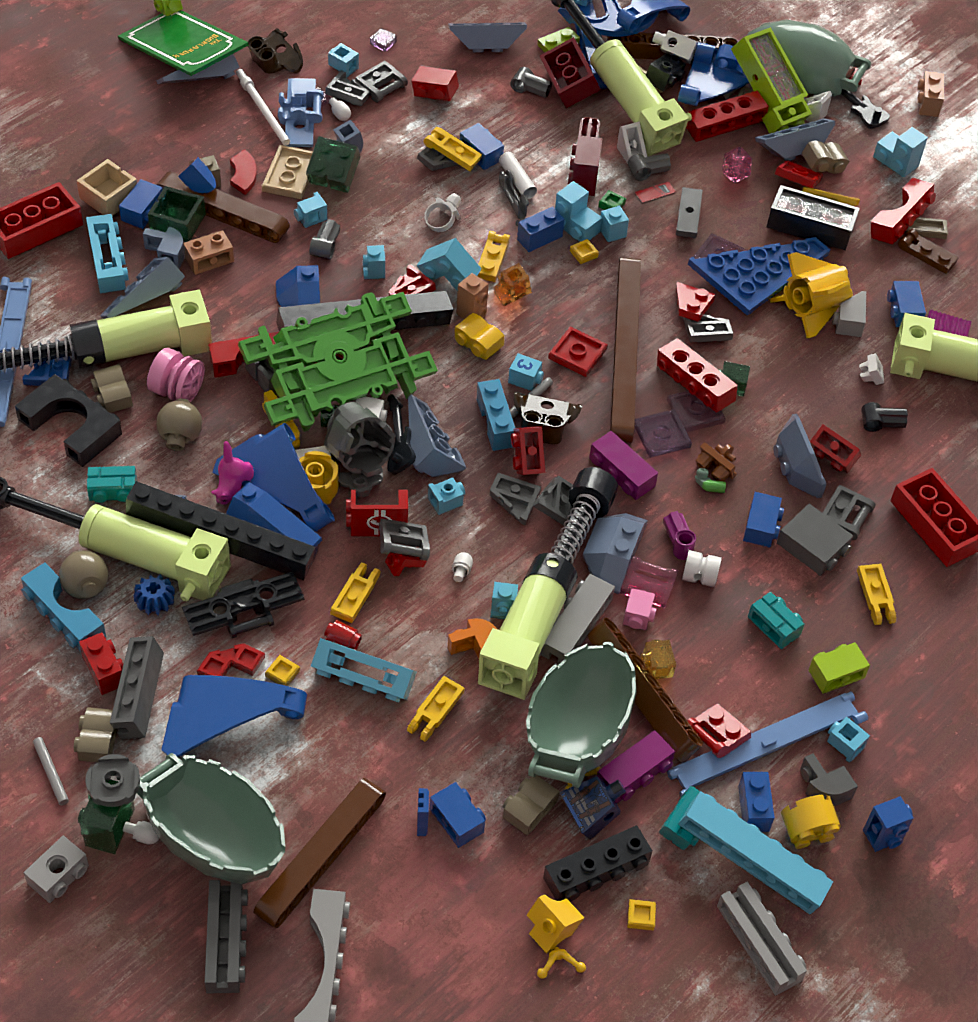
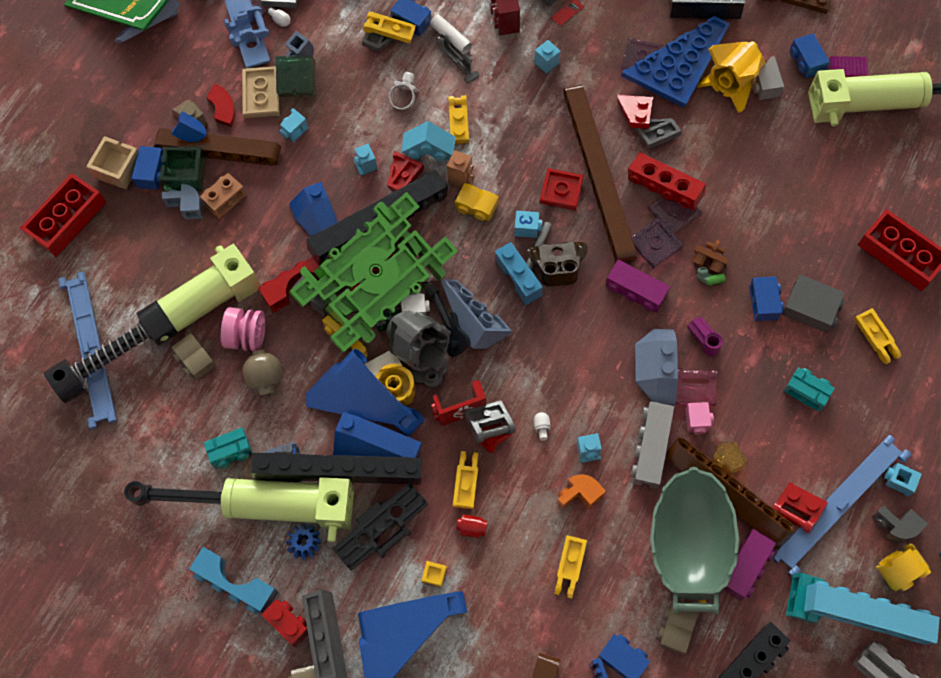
camera: 10 degrees left, 15 degrees up
(45, 371) = (135, 360): blue wing -> none
(60, 396) = (150, 380): black arch -> none
(83, 574) = (238, 544): dark tan brick -> none
(113, 276) = (124, 202): medium azure brick -> none
(154, 280) = (189, 239): sand blue wedge -> none
(231, 475) = (326, 412): dark pink animal -> none
(240, 657) = (379, 584): red tile -> none
(248, 85) = (192, 17): white bar -> none
(324, 243) = (316, 155): dark grey piece -> none
(325, 657) = (531, 553): medium azure brick -> none
(446, 495) = (503, 369): medium azure brick -> none
(512, 284) = (486, 143): clear orange brick -> none
(512, 653) = (622, 431): yellowish green piece -> none
(515, 496) = (561, 344): dark grey wing -> none
(528, 450) = (559, 301): red brick -> none
(540, 229) = (489, 81): blue brick -> none
(554, 500) = (597, 338): dark grey wing -> none
(579, 219) = (512, 59): medium azure brick -> none
(584, 251) = (531, 89): yellow tile -> none
(593, 804) = (732, 614): torso -> none
(611, 200) = (536, 34): green tile -> none
(689, 212) = (603, 24): tile -> none
(701, 568) = (737, 362): white wheel -> none
(738, 374) = (698, 169): clear green brick -> none
(756, 800) = (852, 563): blue brick -> none
(799, 459) = (774, 231): sand blue wedge -> none
(835, 448) = (800, 213): red brick -> none
(838, 667) = (873, 417): lime brick -> none
(841, 506) = (822, 266): dark grey plate -> none
(874, 370) = (803, 125): white tile -> none
(876, 417) = (821, 170): black piece -> none

